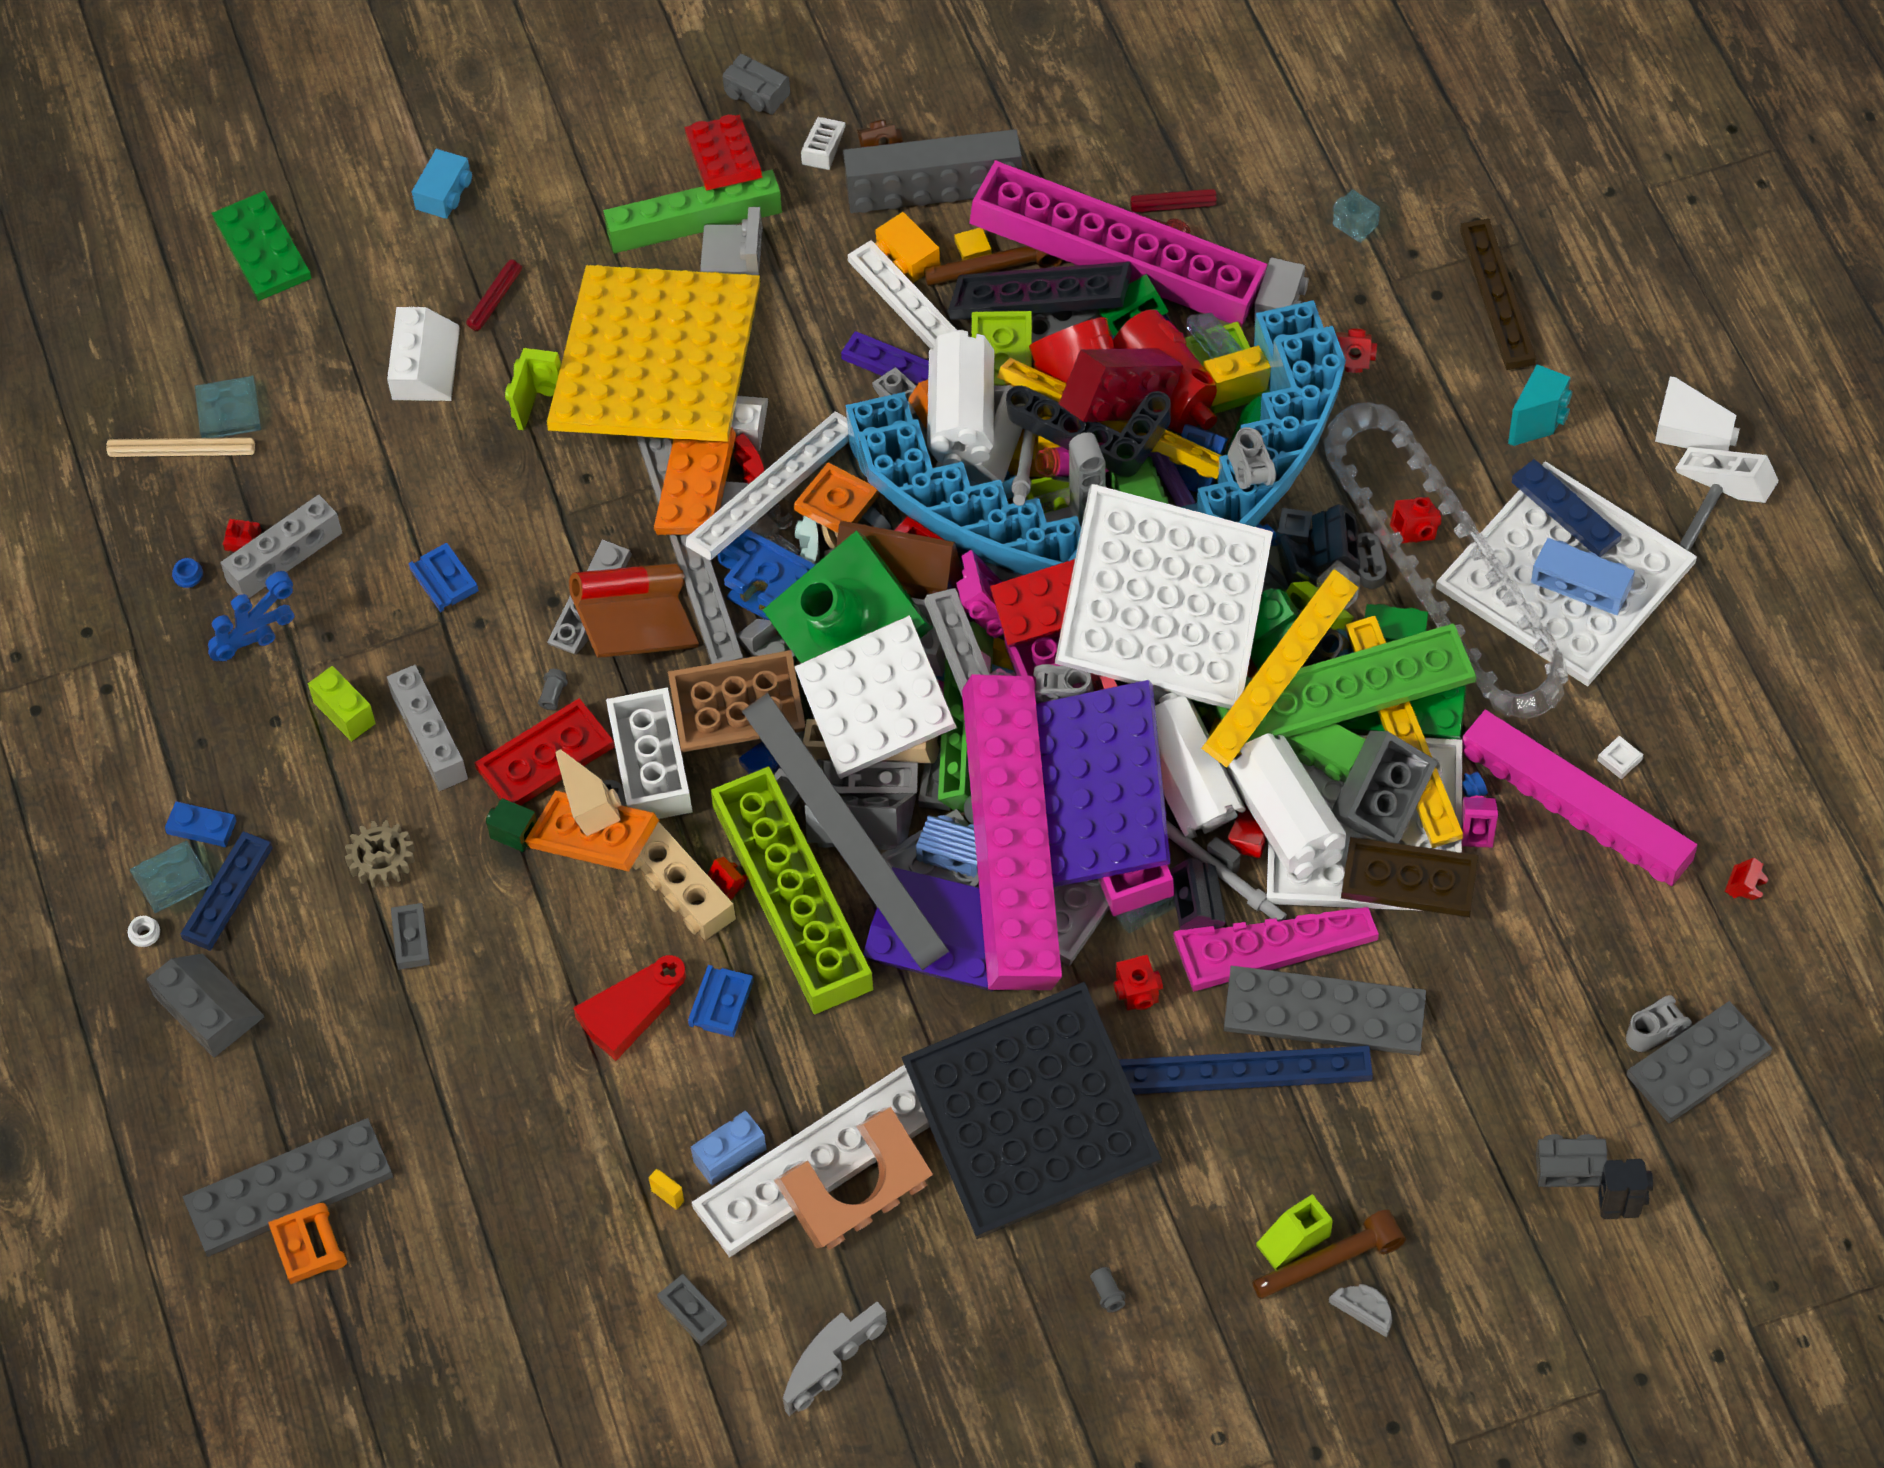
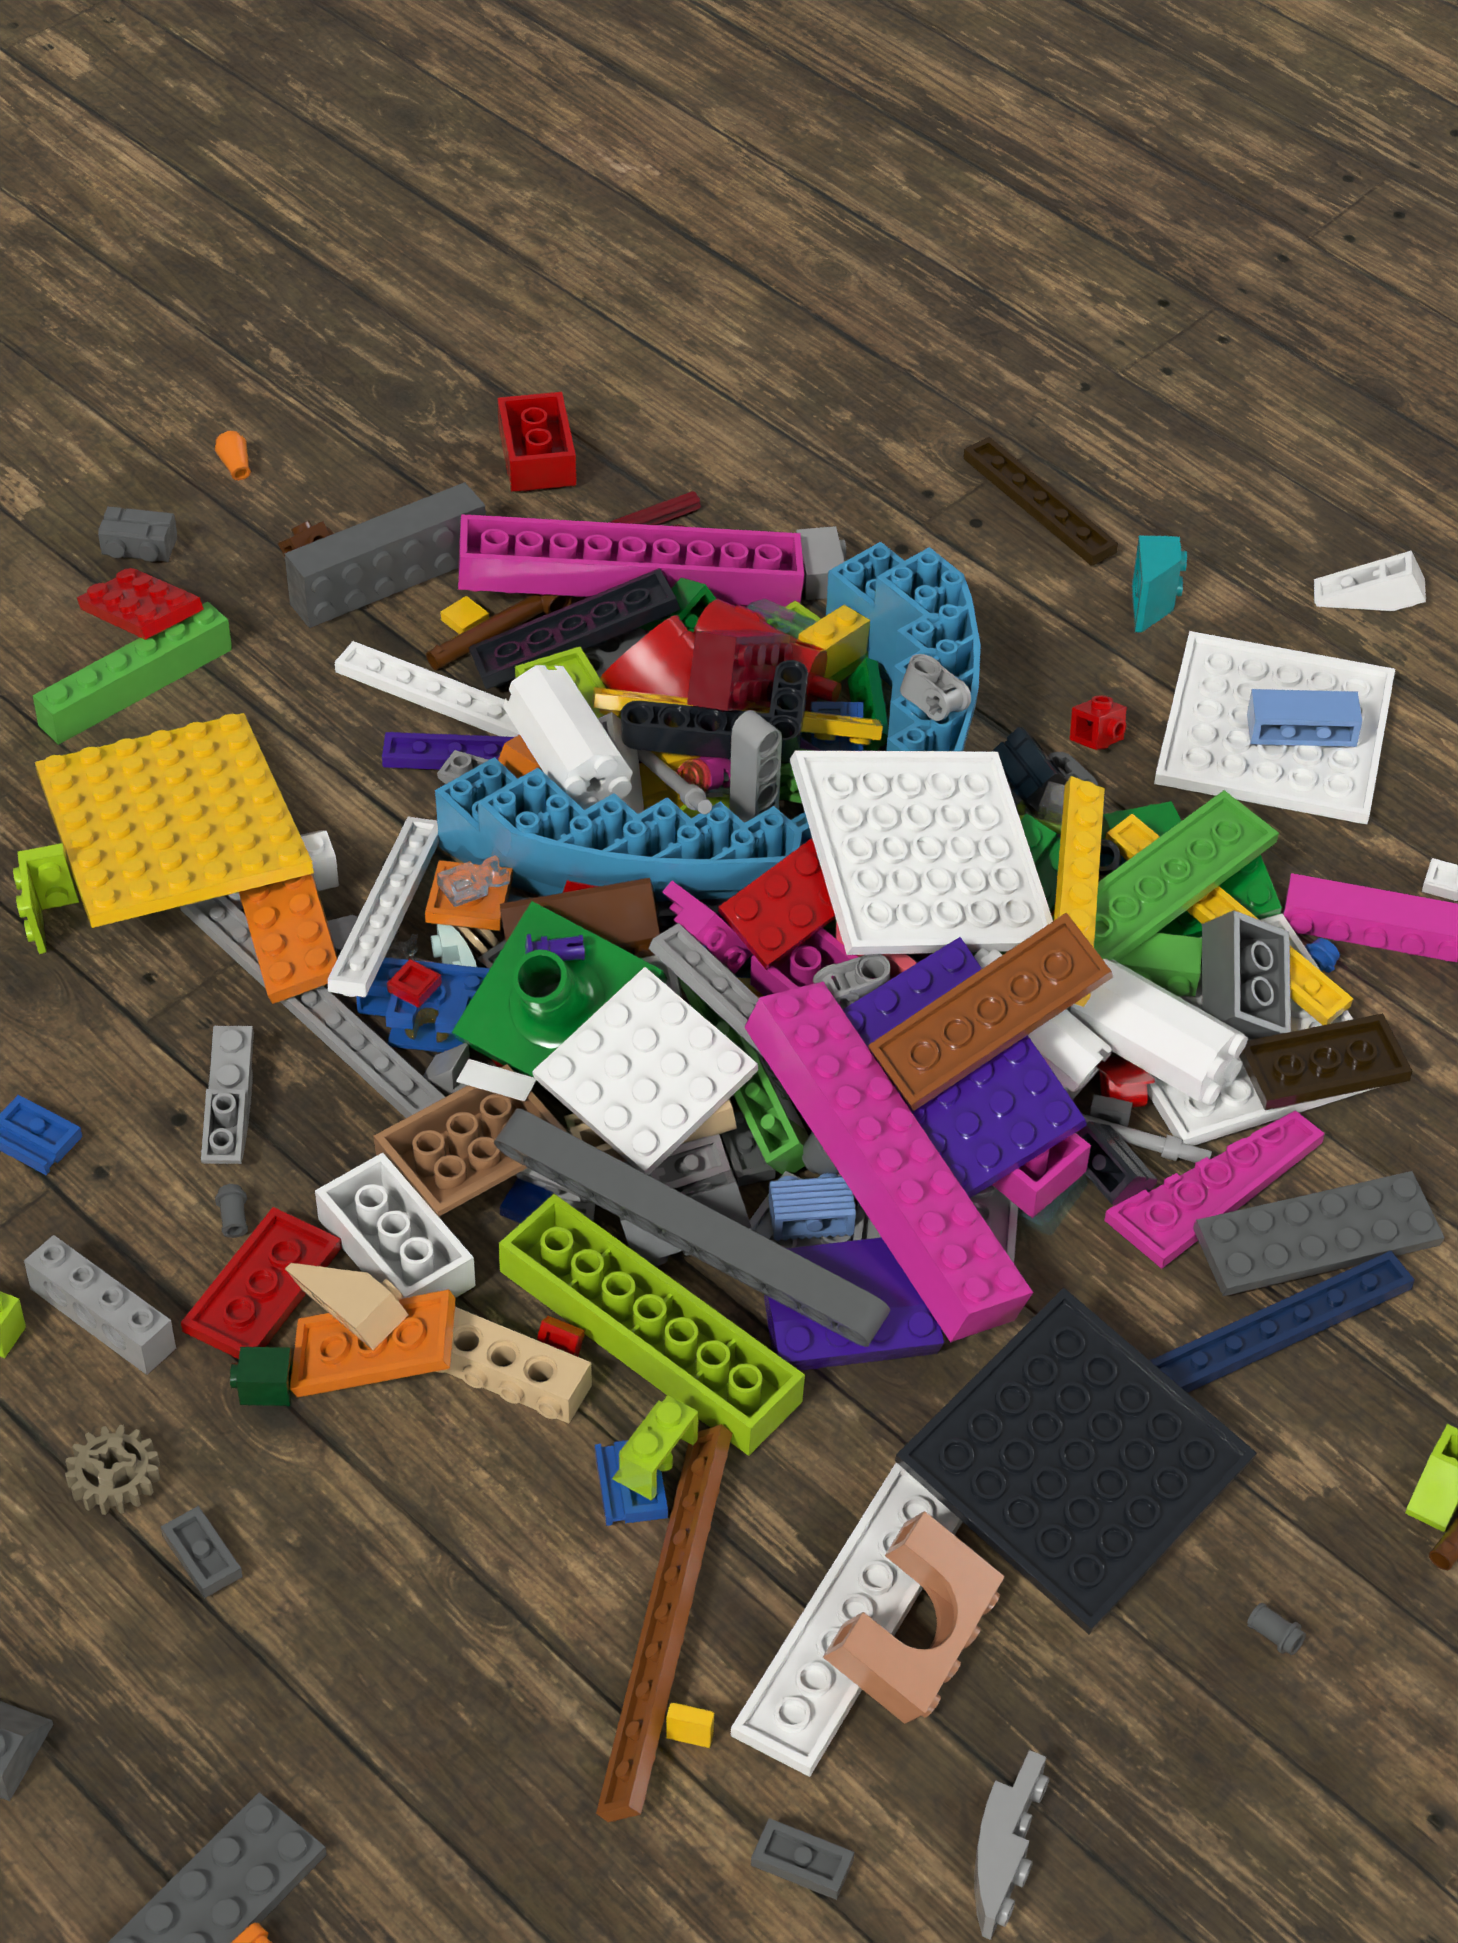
camera: 30 degrees left, 10 degrees down
(629, 1007) = (520, 1534): red piece -> none
(632, 609) = (288, 1087): dark orange door -> none
(690, 1109) = (664, 1627): none -> dark orange plate
(728, 1148) = (739, 1645): medium blue brick -> none
(733, 247) = (201, 693): light grey bracket -> none
(740, 981) = (652, 1445): none -> lime window
(748, 458) = (338, 893): red slope -> none
(756, 559) = (414, 983): none -> red tile
(774, 659) = (496, 1080): none -> white sticker
(822, 158) = (242, 570): white slope -> none
(834, 491) = (469, 882): none -> clear plate
(852, 577) = (566, 948): none -> dark purple pin
(867, 30) = (232, 451): none -> orange cone
(907, 246) = (397, 633): light orange brick -> none
(1108, 100) = (536, 441): none -> red brick
(1134, 749) = (990, 1011): none -> dark orange plate
(1137, 983) = (1102, 1278): red brick -> none
(1356, 215) = (853, 472): clear light blue brick -> none
(1370, 415) = (1249, 753): clear piece -> none
(1479, 821) = (1360, 978): dark pink slope -> none
(1566, 508) = (1239, 663): dark blue plate -> none
(1694, 420) = (1306, 551): white slope -> none
(1701, 517) = (1369, 633): dark grey bar -> none

